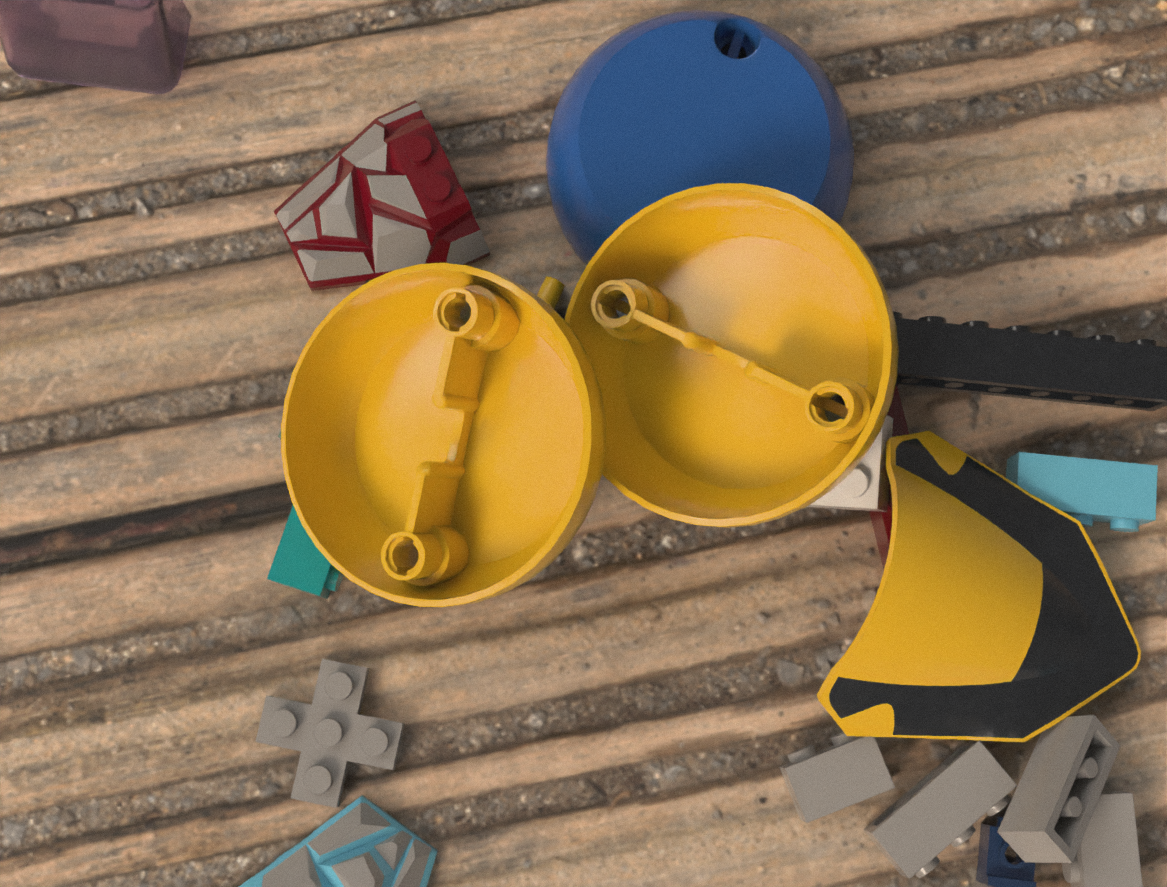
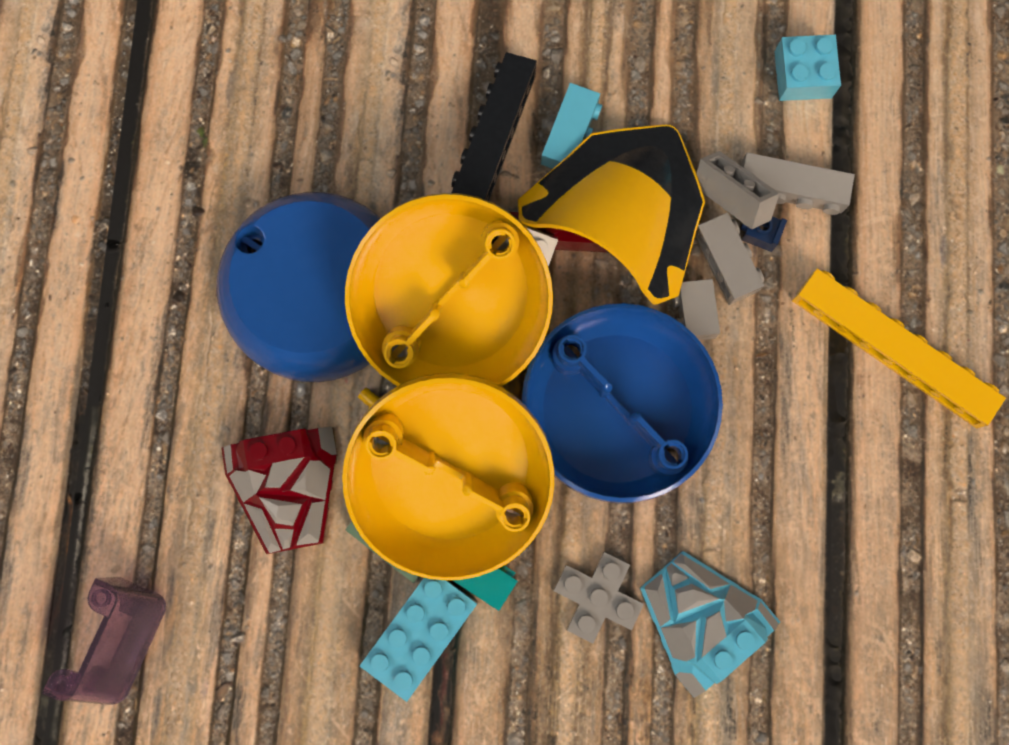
camera: 75 degrees left, 0 degrees up
(199, 467) = (418, 636): none -> medium azure brick
(643, 688) = (624, 401): none -> blue cylinder

